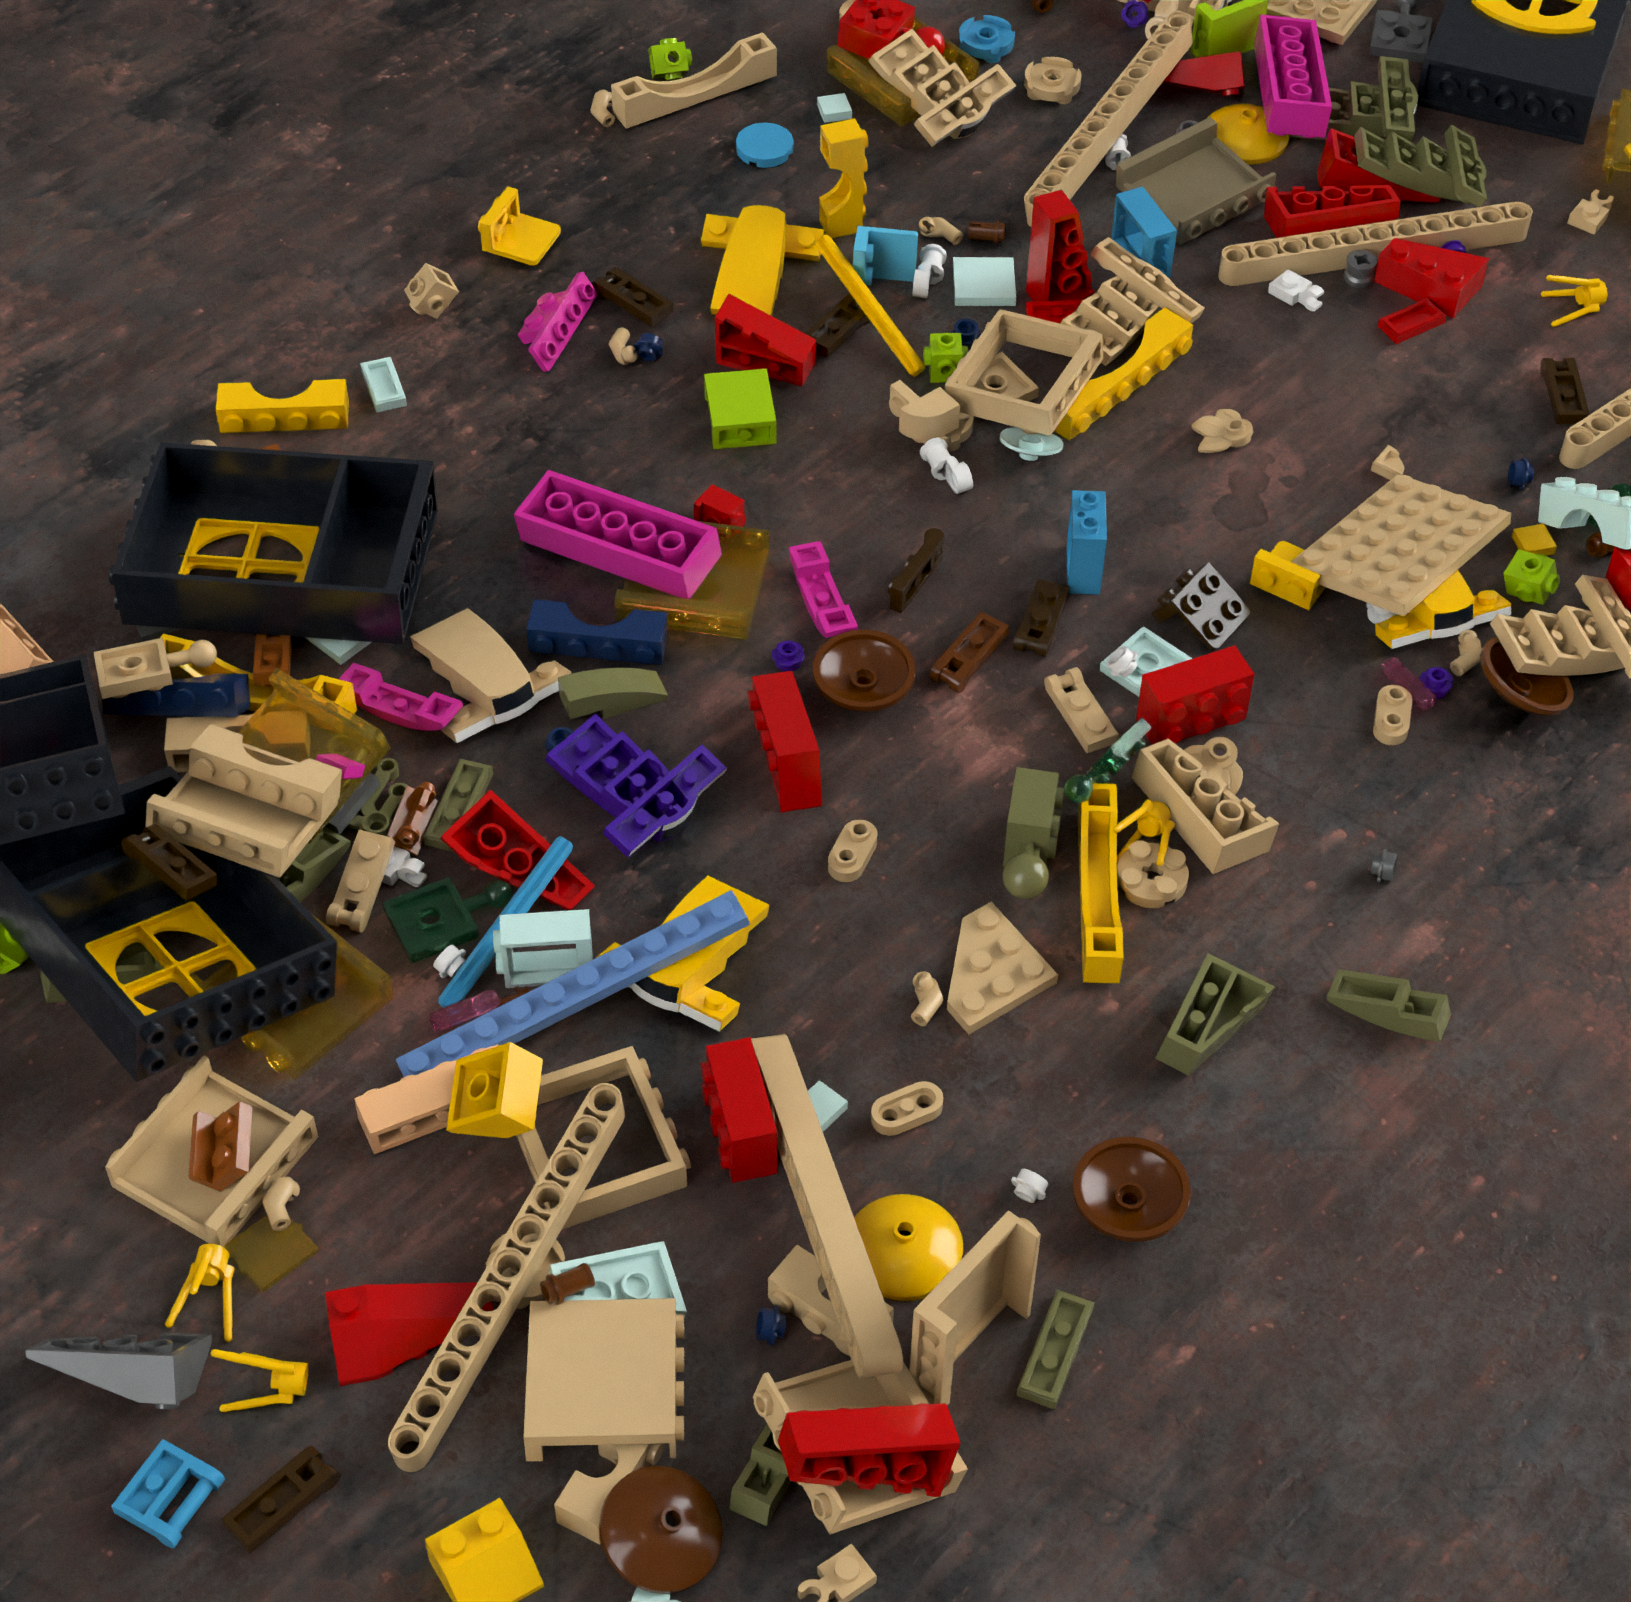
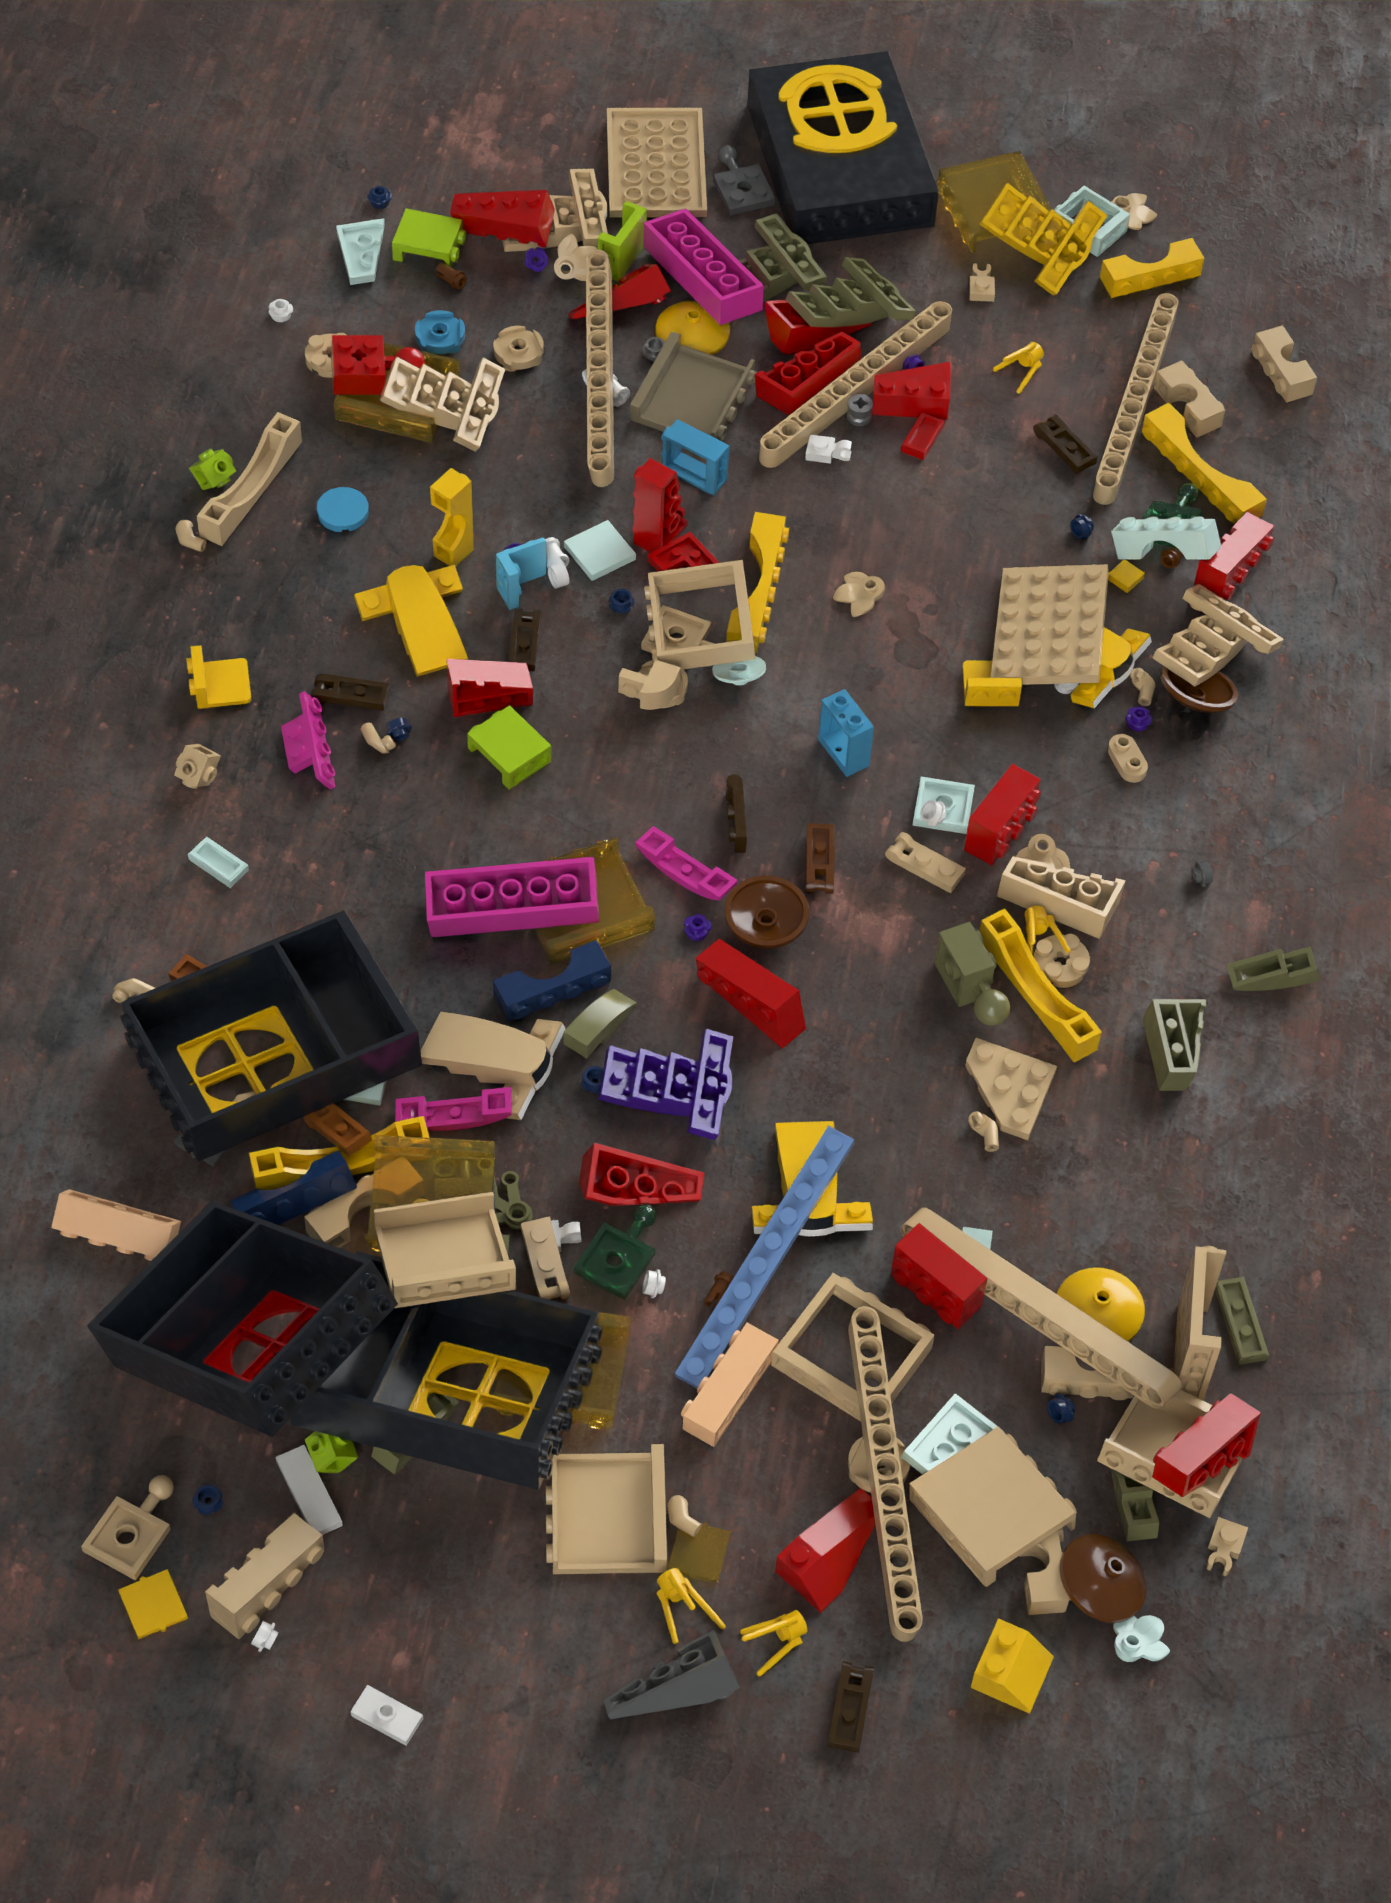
camera: 35 degrees left, 5 degrees up
(145, 666) = (265, 1176): tan plate -> none
(156, 1487) = (765, 1747): dark azure plate -> none
(170, 861) = (440, 1320): dark brown plate -> none
(220, 1147) = (617, 1500): dark orange bracket -> none
(303, 787) = (408, 1226): tan arch -> none
(318, 407) = (133, 938): yellow arch -> none
(350, 768) = (480, 1184): dark pink tile -> none
(413, 817) = (538, 1193): dark orange hinge -> none
(462, 792) = (558, 1166): olive tile -> none
(464, 1010) = (696, 1312): clear pink axle -> none
(495, 1092) = (779, 1357): yellow slope -> none
(519, 904) = (672, 1234): dark azure axle -> none
(541, 929) = (720, 1237): light aqua window -> none
(567, 1283) = (925, 1462): reddish brown pin -> none
(719, 507) = (562, 838): red brick -> none
(834, 107) = (370, 450): light aqua tile -> none
(855, 848) = (854, 1048): tan plate -> none
(870, 305) = (541, 613): yellow axle -> none
(904, 1108) = (1031, 1215): tan plate -> none
(940, 228) = (534, 519): tan arm -> none
(943, 351) = (626, 629): lime brick -> none
(946, 466) = (705, 722): white connector -> none
(987, 231) = (571, 506): reddish brown pin -> none
(1029, 1186) = (1148, 1222): white plate -> none
(1041, 617) = (846, 805): dark brown plate -> none
(1080, 787) = (983, 894): clear green plate -> none
(1128, 300) = (724, 518): tan slope -> none
(1134, 1172) = (1218, 1175): reddish brown dish -> none
(1204, 604) = (948, 736): bracket -> none
(1388, 463) = (989, 562): tan tile -> none
(1404, 677) = (1121, 727): clear pink axle -> none
(1531, 577) = (1149, 606): lime brick -> none

